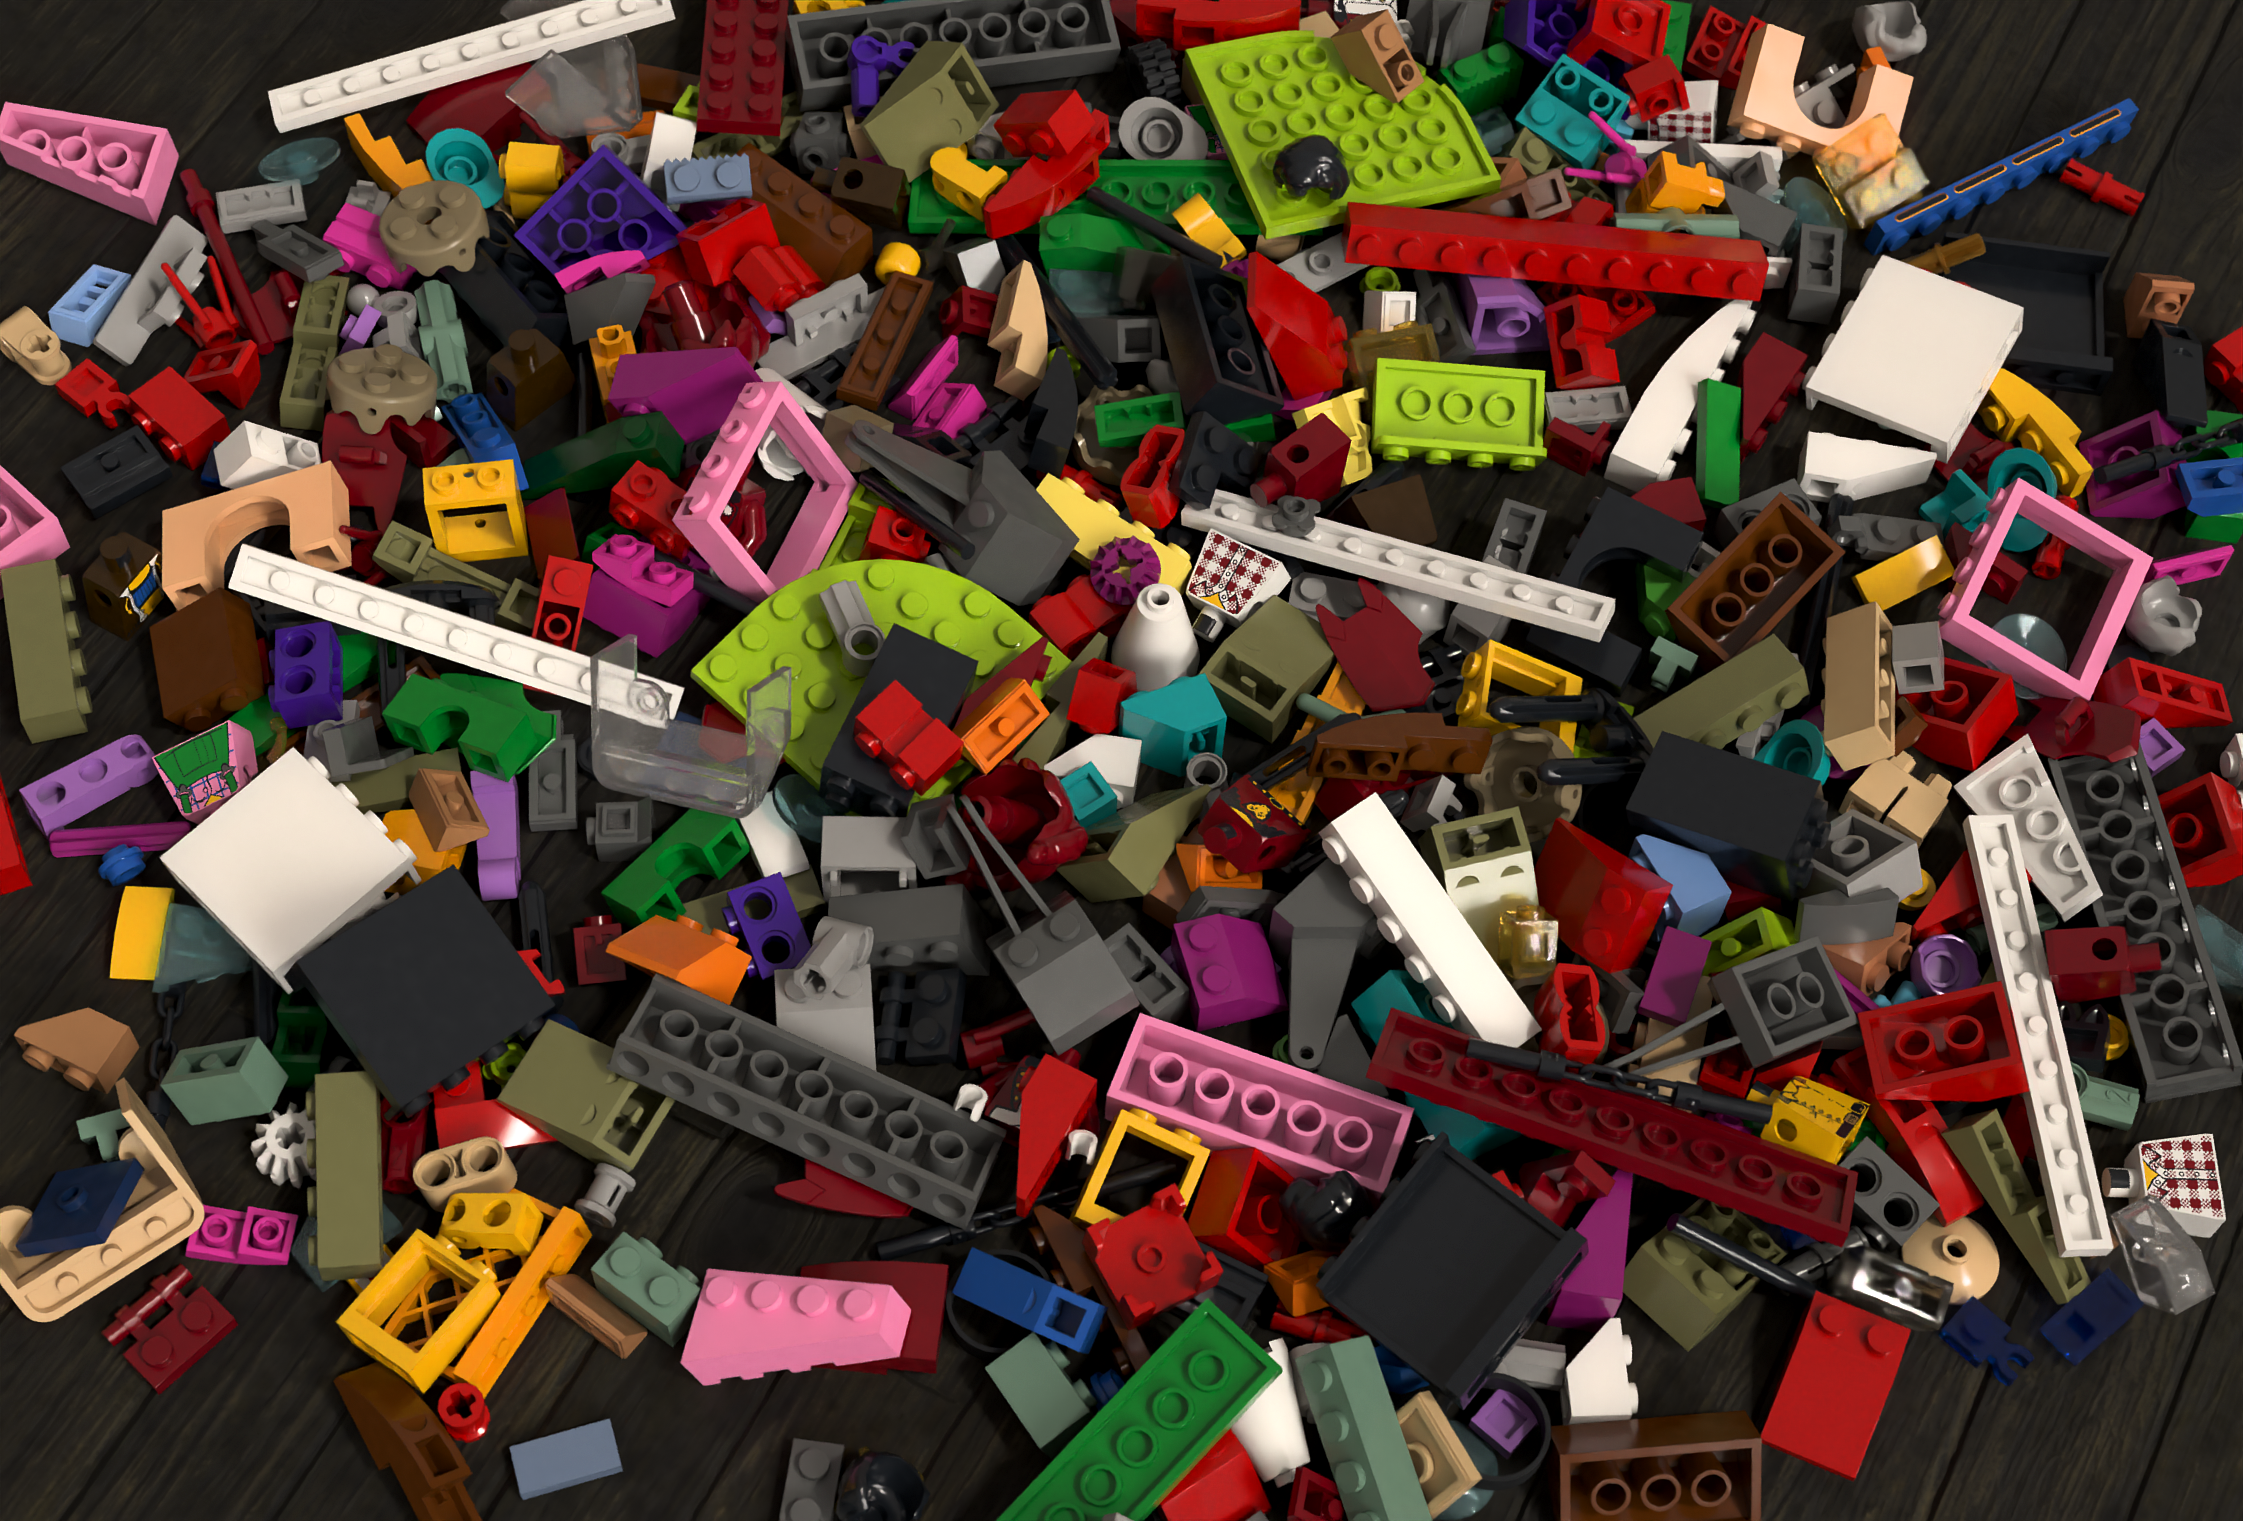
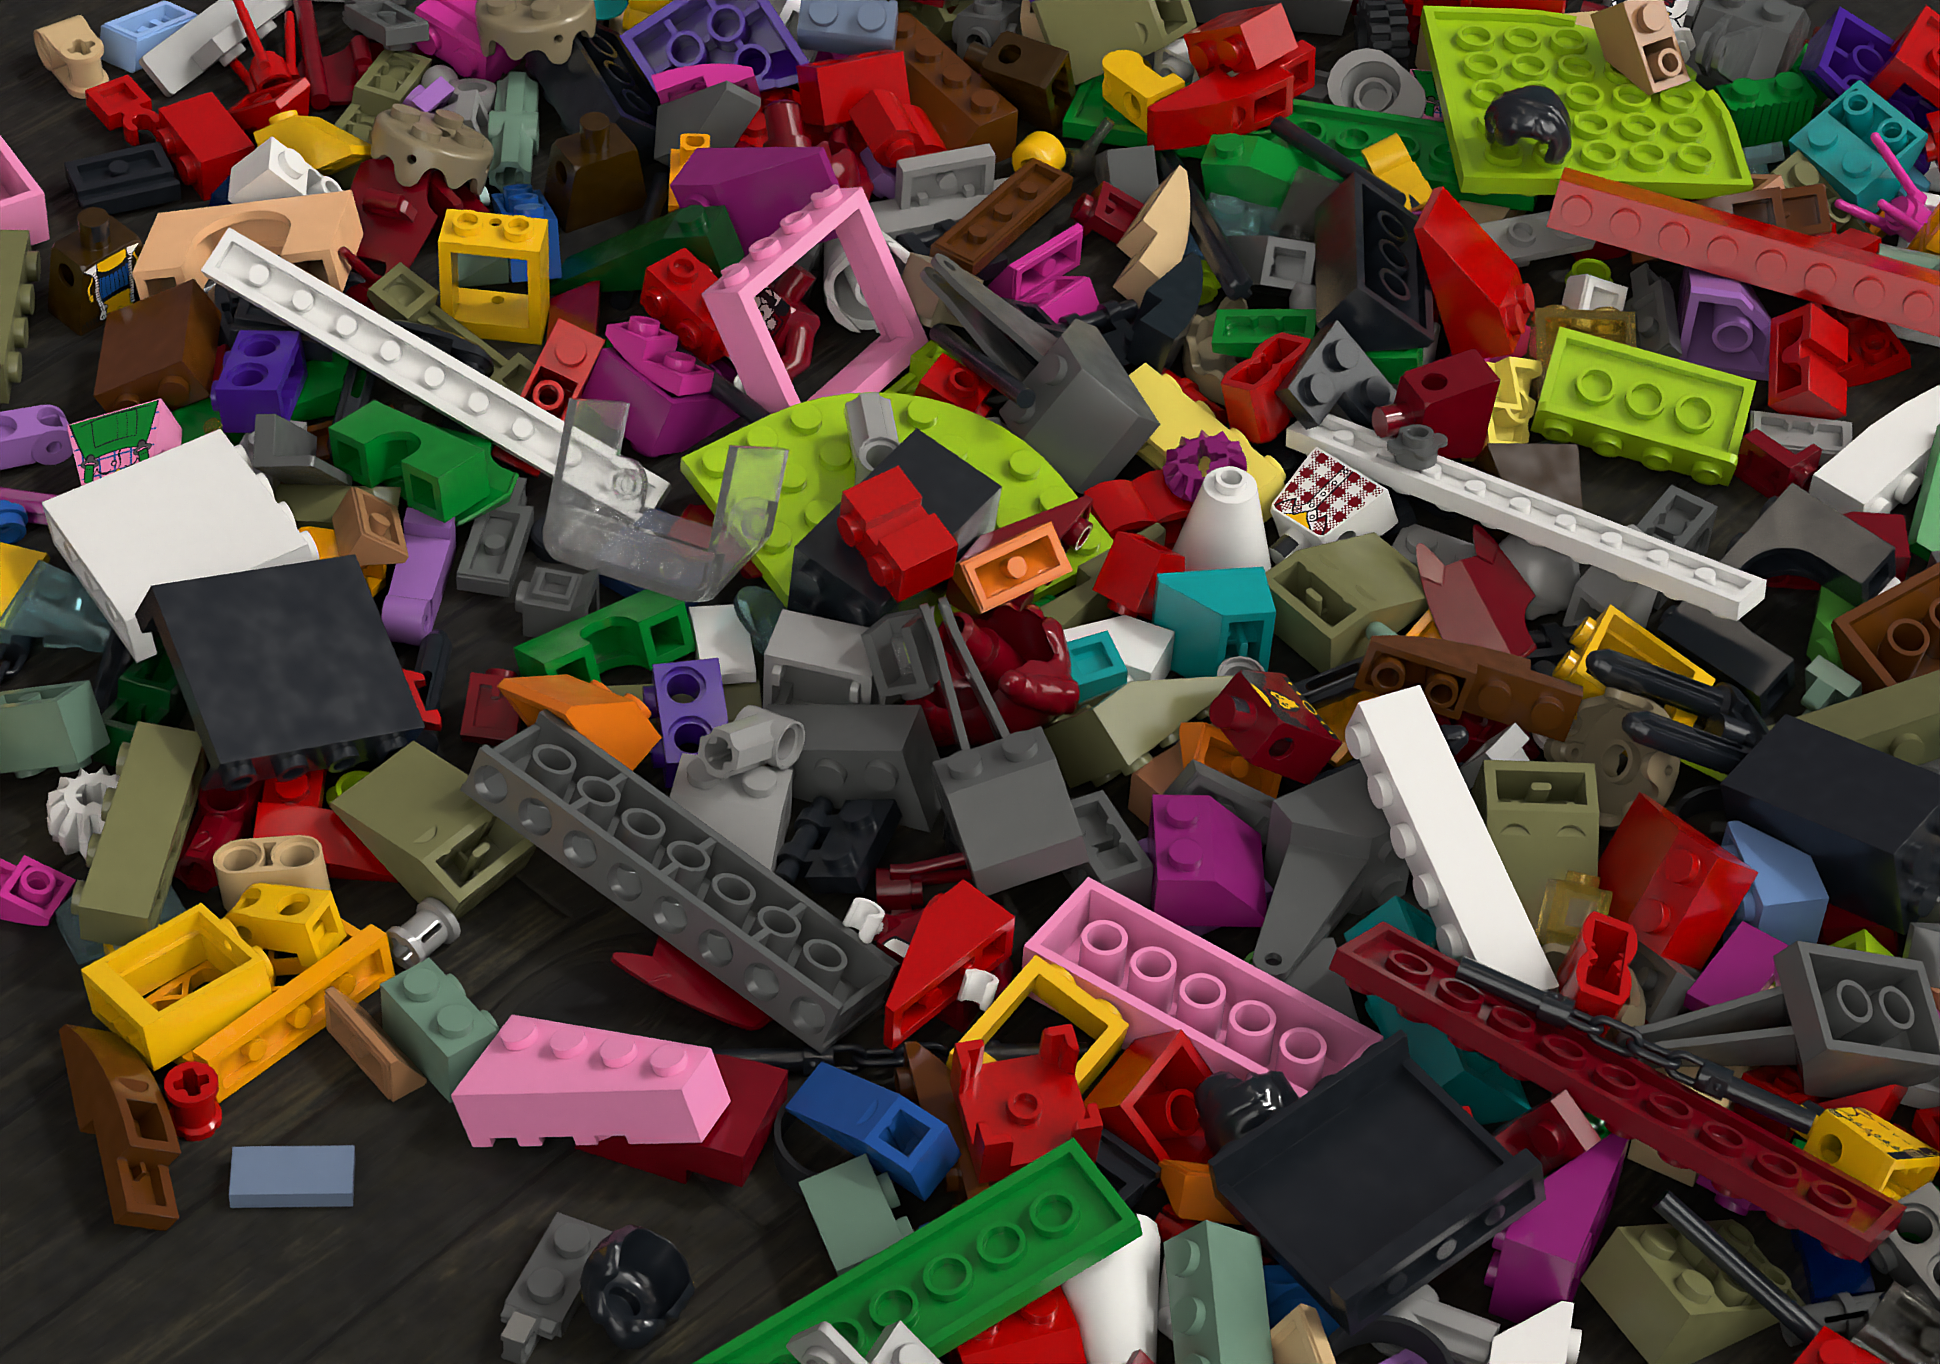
camera: 15 degrees right, 15 degrees down
(276, 405) = (316, 140): none -> yellow slope

